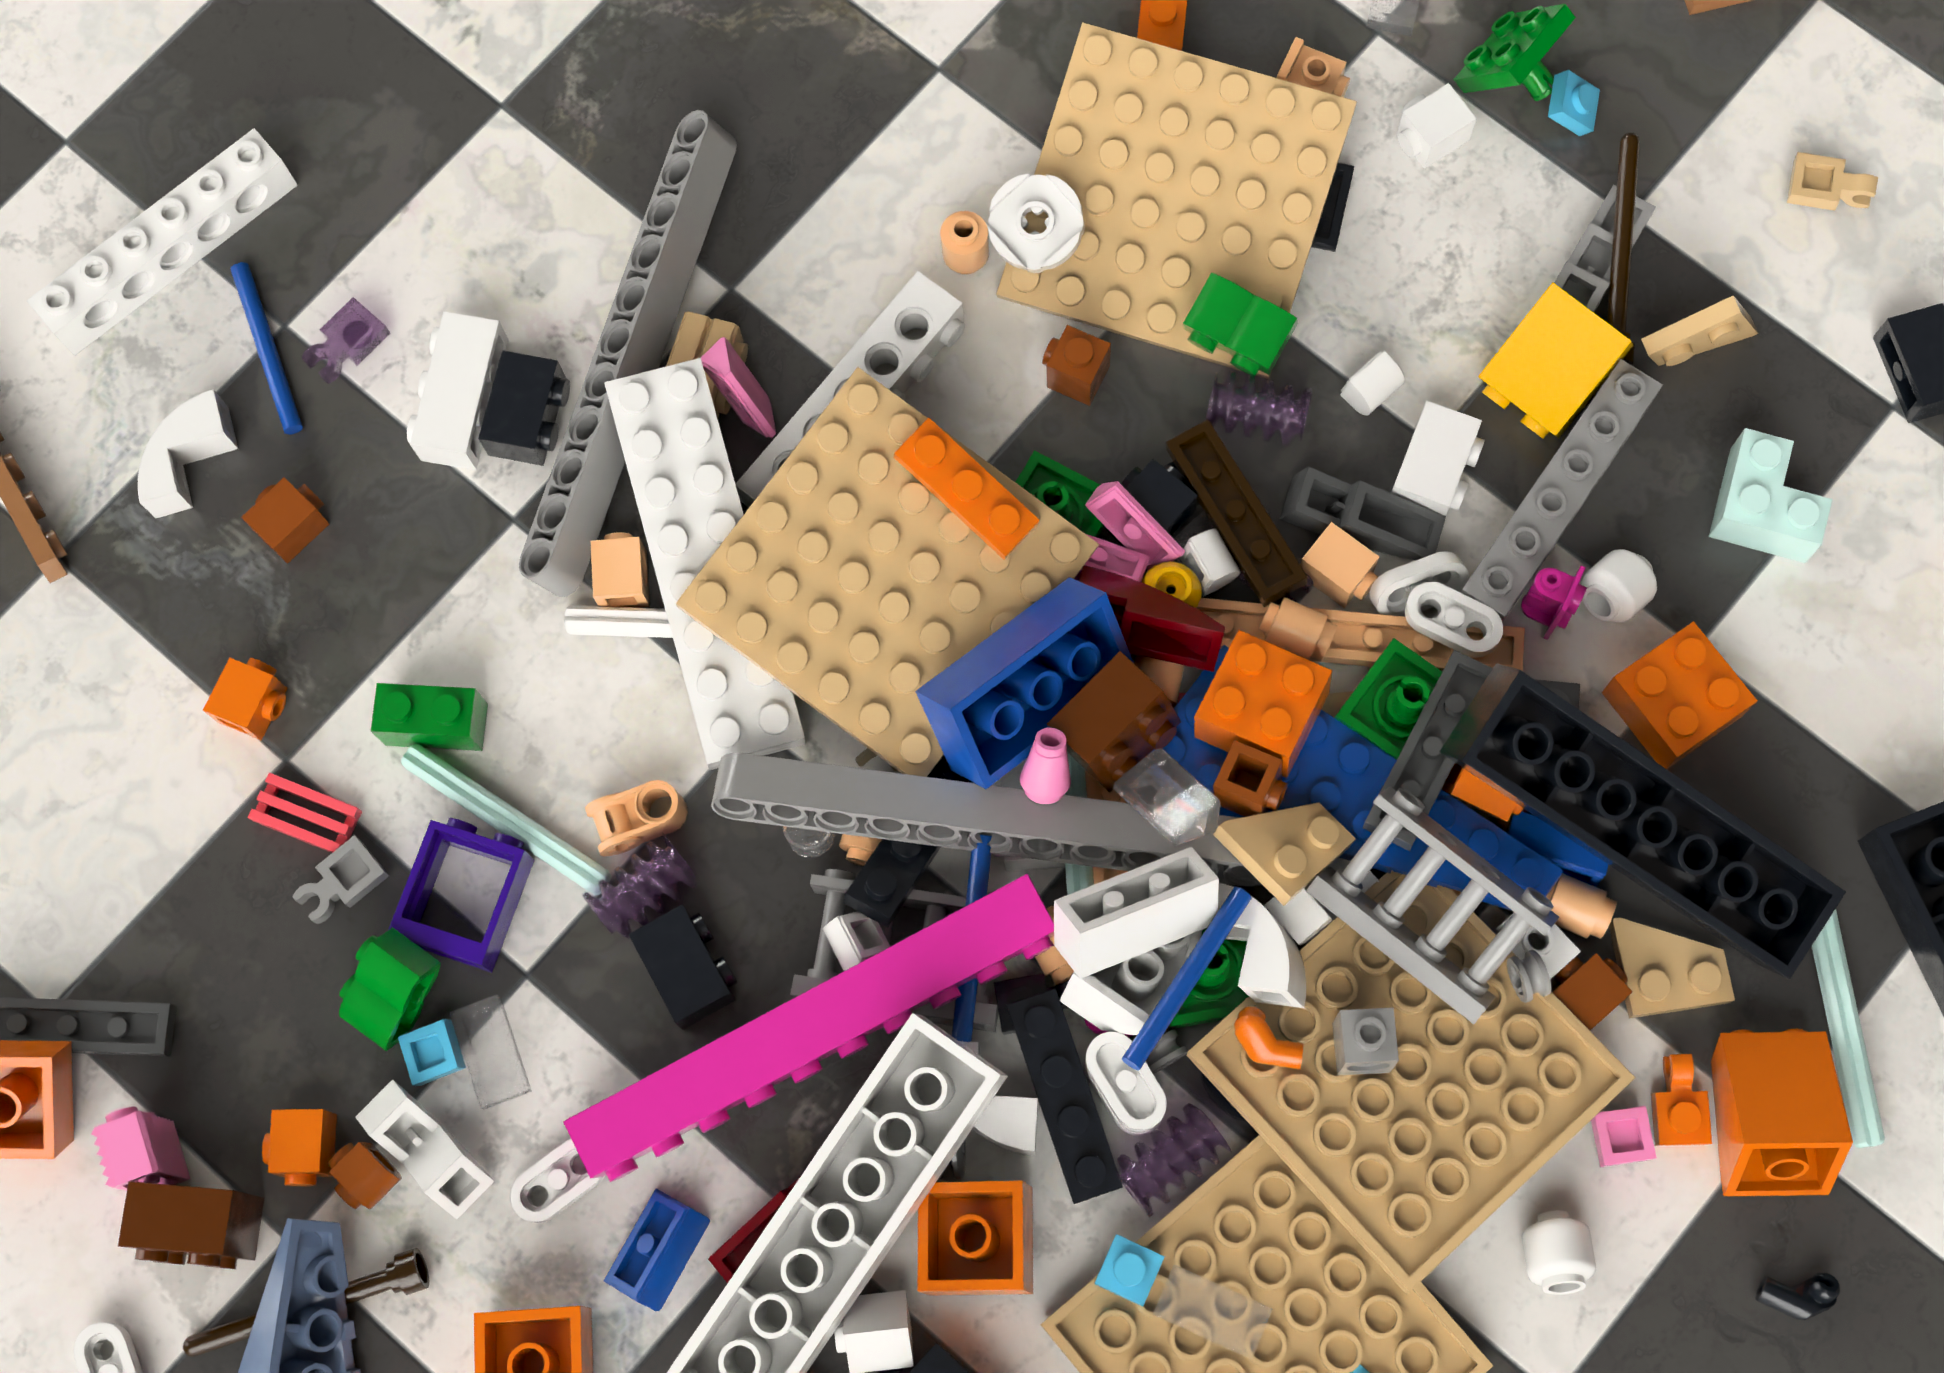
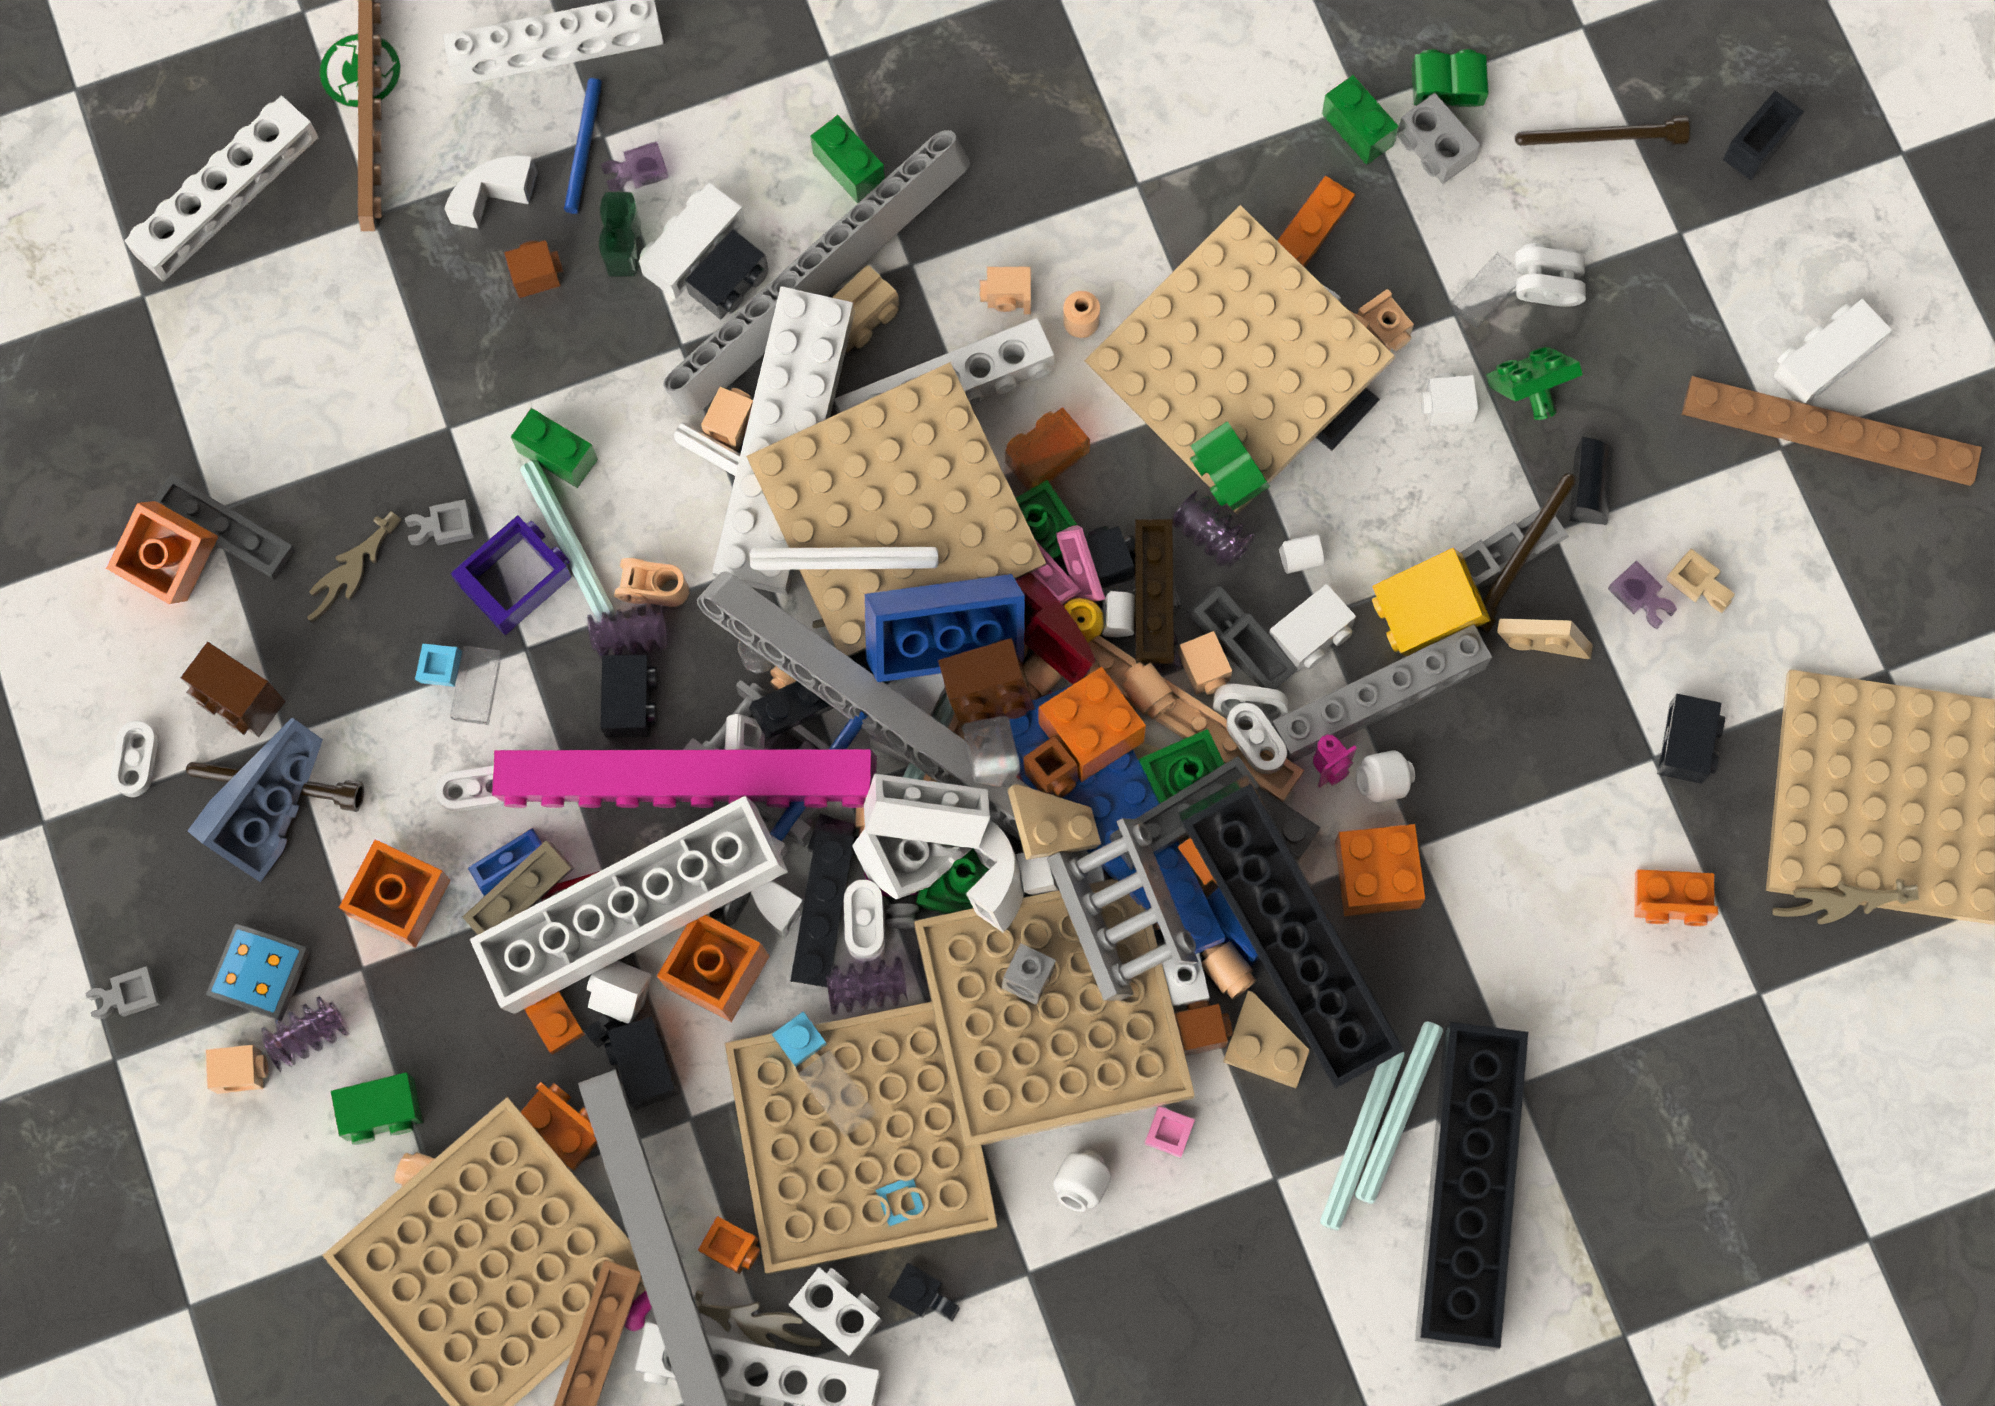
camera: 25 degrees right, 0 degrees up
(140, 1149) = (225, 626): bright pink brick -> none
(247, 697) = (445, 373): orange brick -> none
(262, 993) = (353, 571): none -> dark tan piece
(268, 799) = (424, 447): coral tile -> none
(300, 1145) = (325, 679): orange brick -> none
(362, 1174) = (353, 718): dark orange plate -> none
(369, 425) = (619, 234): none -> clear green brick
(388, 987) = (432, 608): green brick -> none
(425, 1149) = (401, 723): white brick -> none
(591, 204) = (847, 158): none -> green brick
(685, 1277) = (520, 888): none -> dark tan plate
(739, 387) = (875, 334): bright pink slope -> none
(862, 257) = (1007, 288): none -> light nougat brick
(862, 662) = (844, 558): none -> white axle
(966, 488) = (975, 480): orange plate -> none
(1013, 415) = (1046, 449): none -> clear orange brick
(1036, 194) = (1115, 314): white plate -> none
(1046, 769) = (923, 689): bright pink cone -> none
(1076, 364) = (1109, 436): dark orange brick -> none
(1186, 978) = (935, 870): blue bar -> none
(1261, 1043) = (962, 940): orange arm -> none
(1529, 976) = (1161, 992): light grey bush -> none
(1573, 103) = (1557, 433): medium azure plate -> none
(1633, 111) = (1593, 482): none -> black brick
(1680, 1113) = (1218, 1138): orange plate -> none
(1759, 510) = (1510, 773): light aqua brick -> none
(1768, 229) = (1639, 590): none -> clear purple plate
(1778, 1113) = (1277, 1171): orange slope -> none
(1802, 1300) = (1224, 1298): black arm -> none
(1866, 967) = (1398, 1112): none -> light aqua axle

